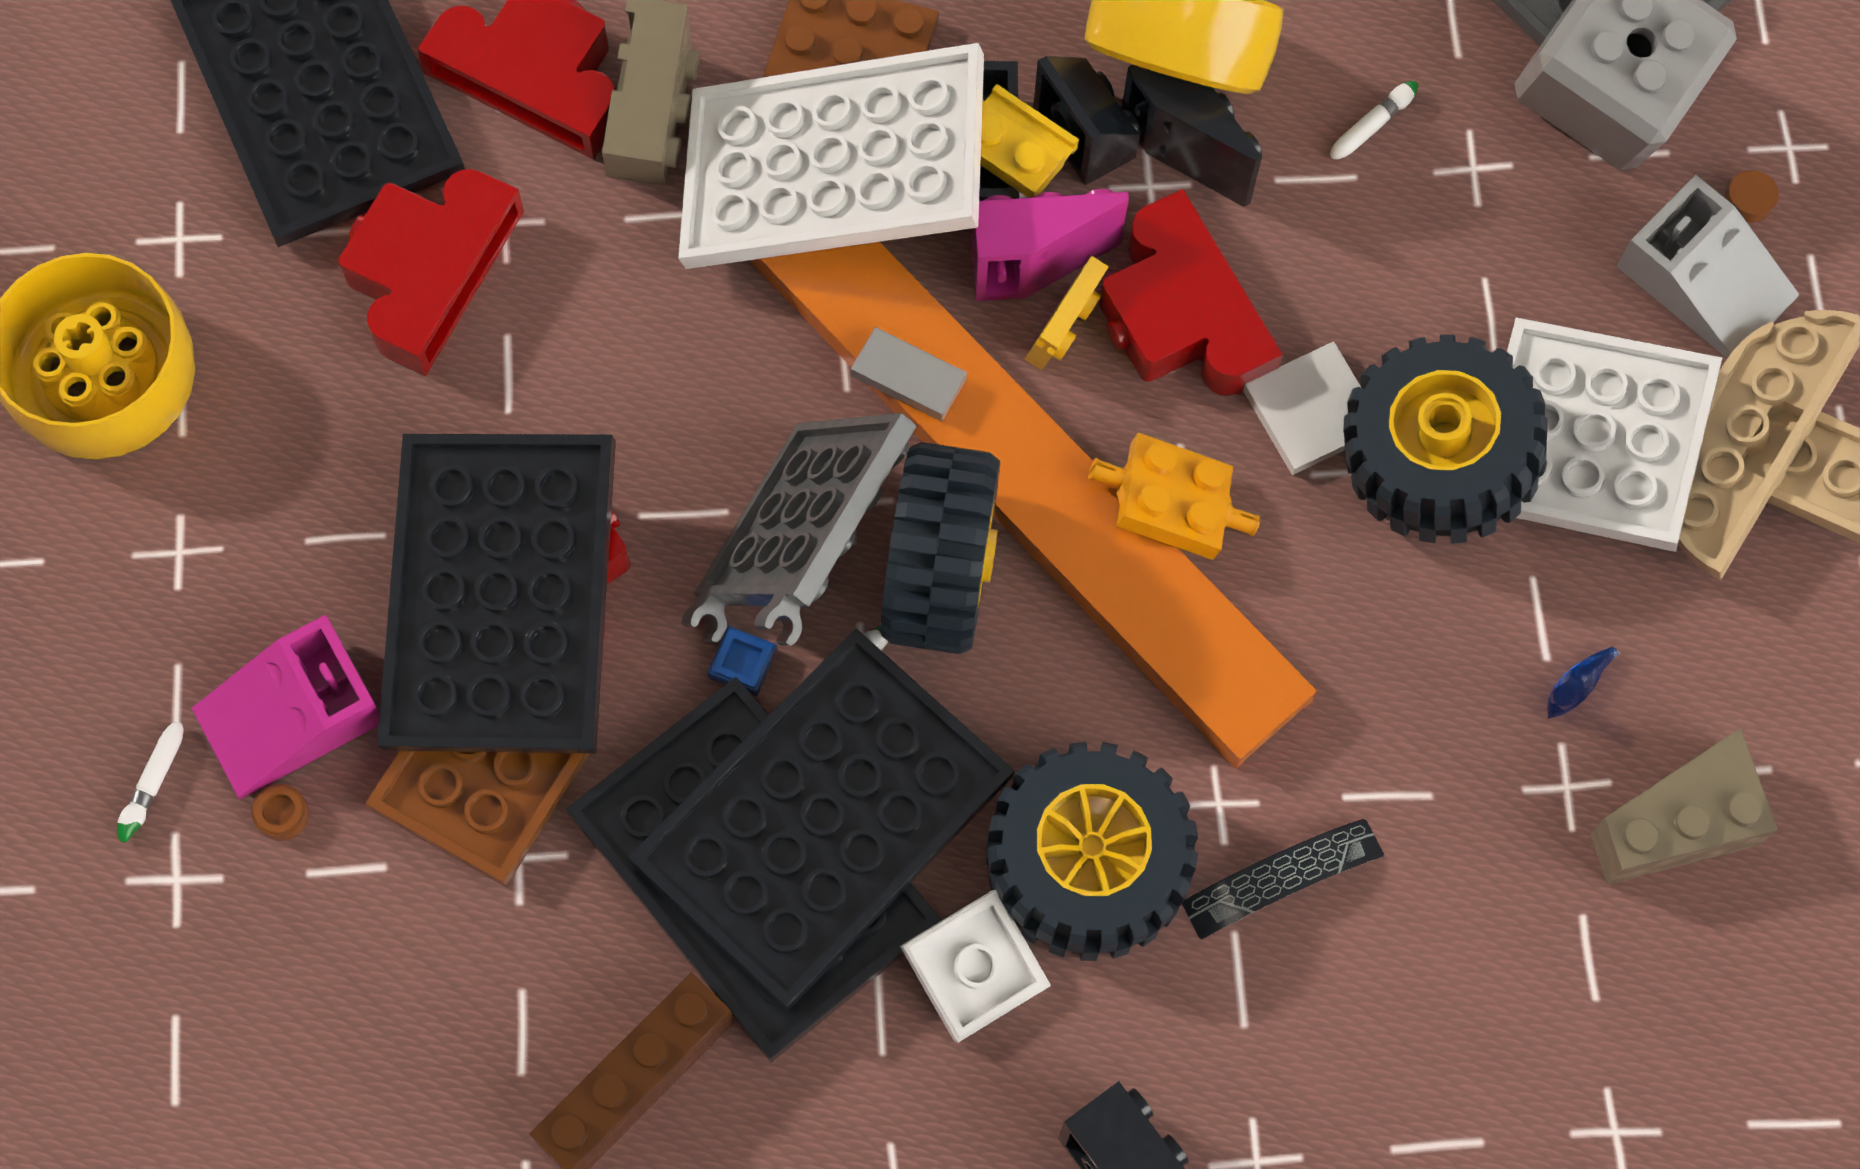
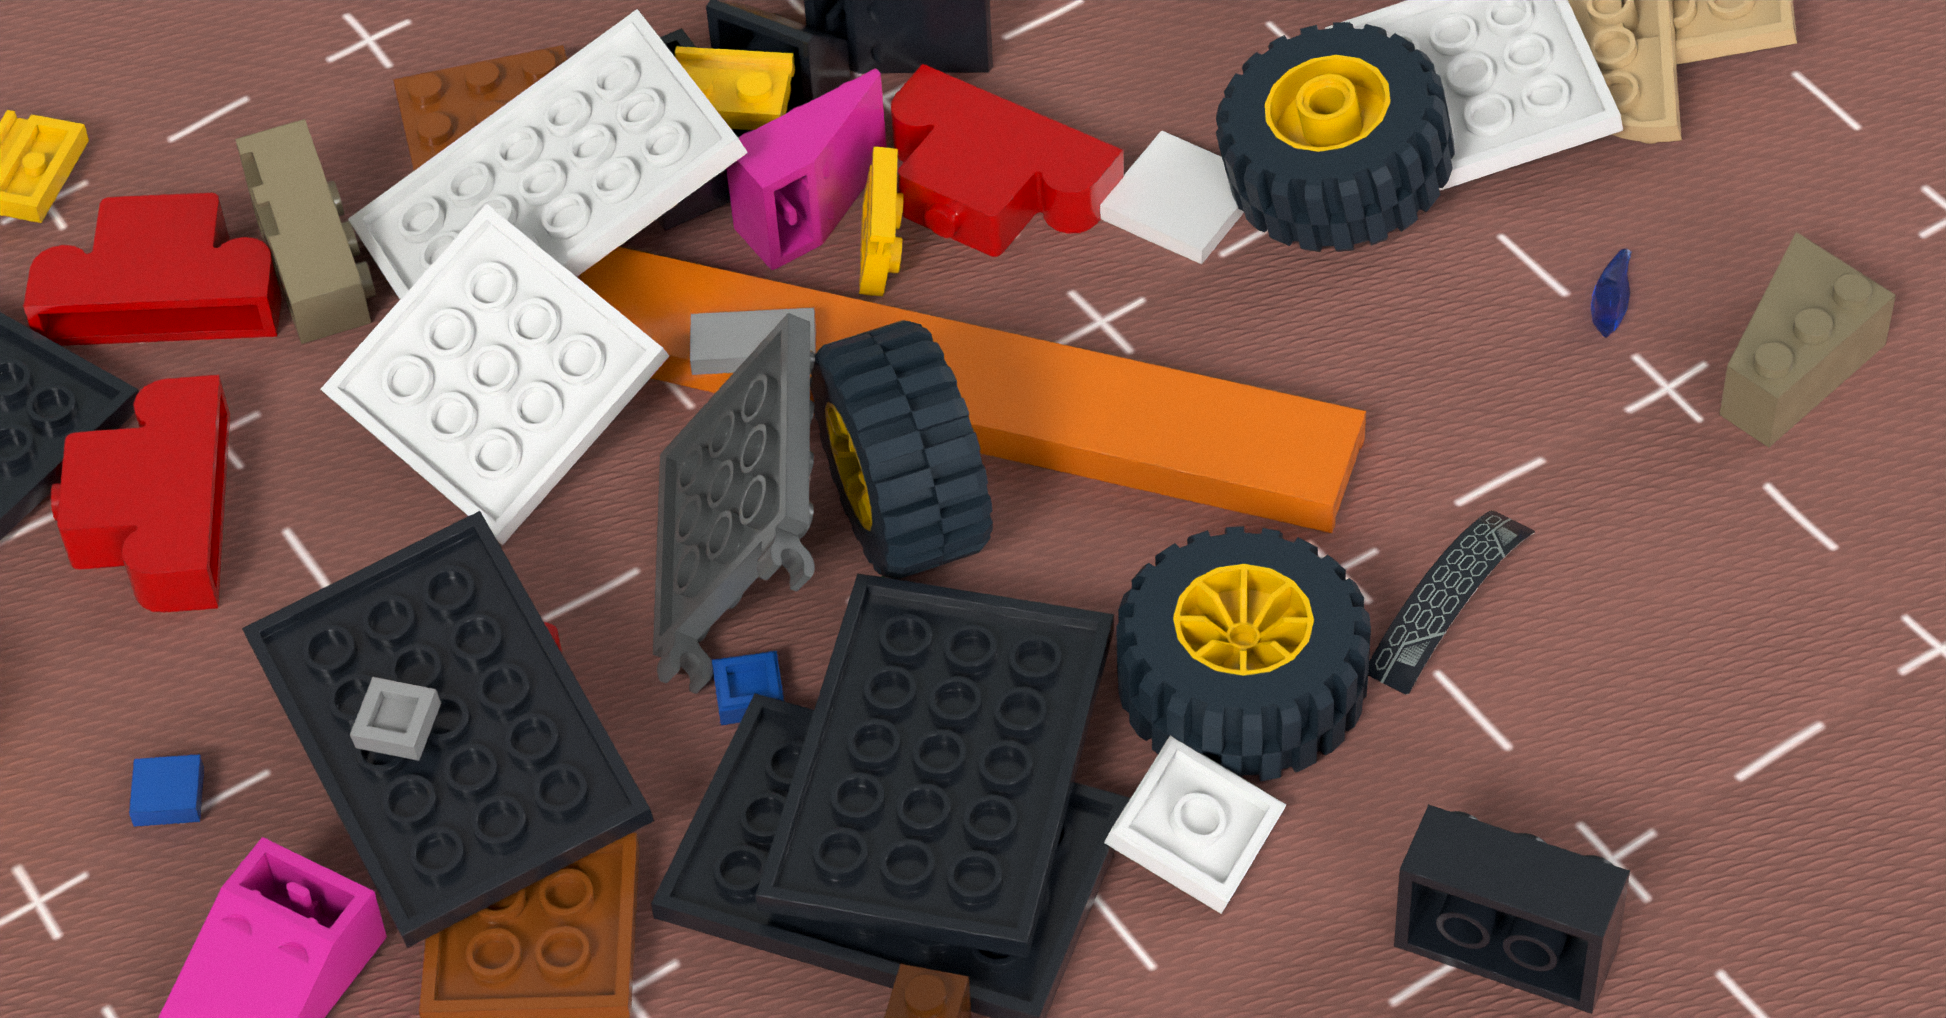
camera: 25 degrees left, 20 degrees down
(306, 515) = (166, 790): none -> blue tile
(457, 578) = (395, 718): none -> light grey plate
(705, 302) = (495, 372): none -> white plate
(1174, 496) = (1100, 319): light orange plate -> none

